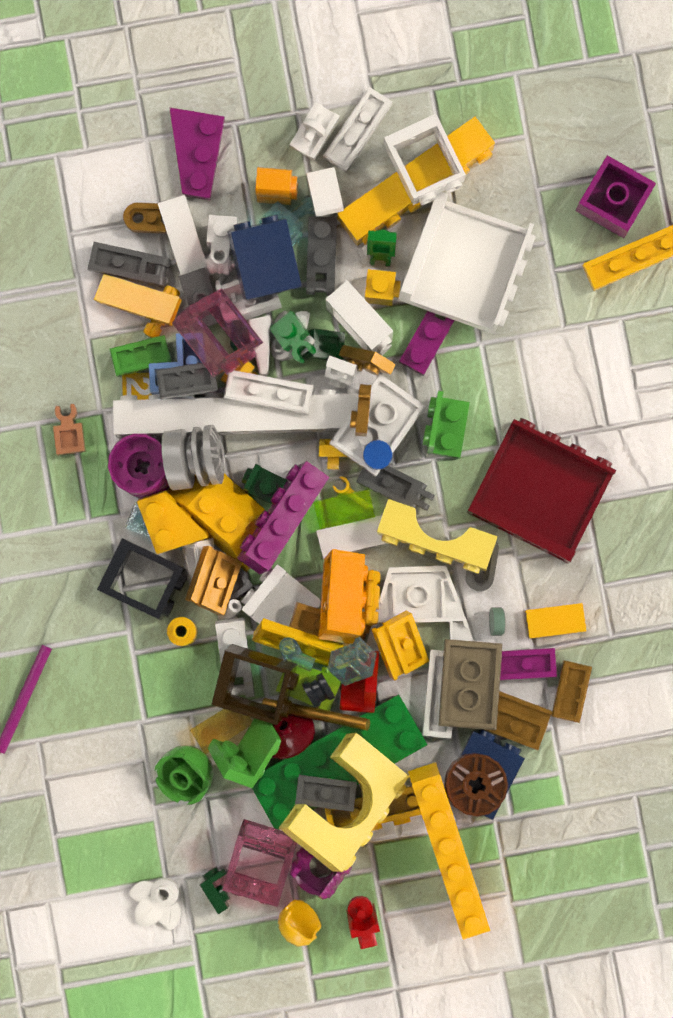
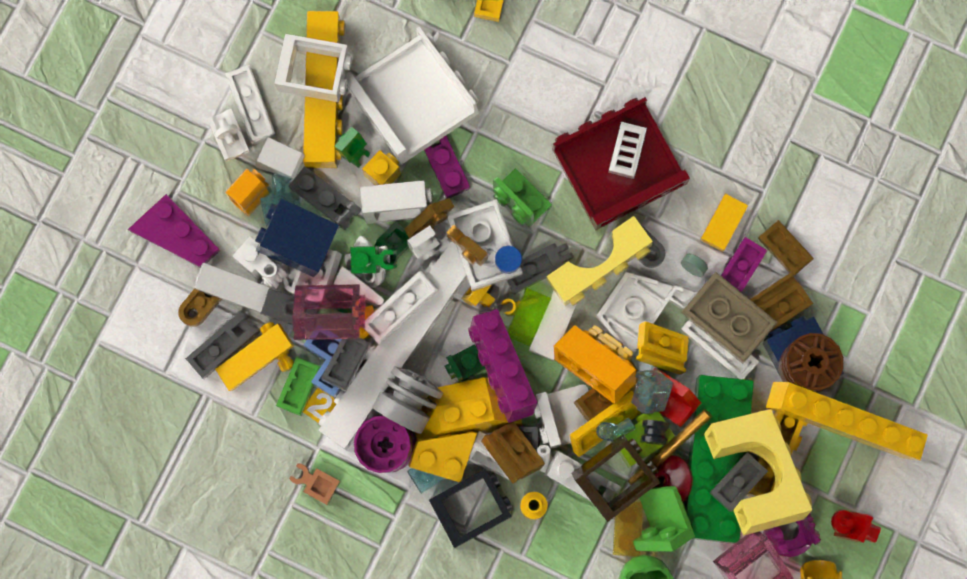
camera: 55 degrees left, 5 degrees down
(561, 497) = (622, 170): none -> white slope

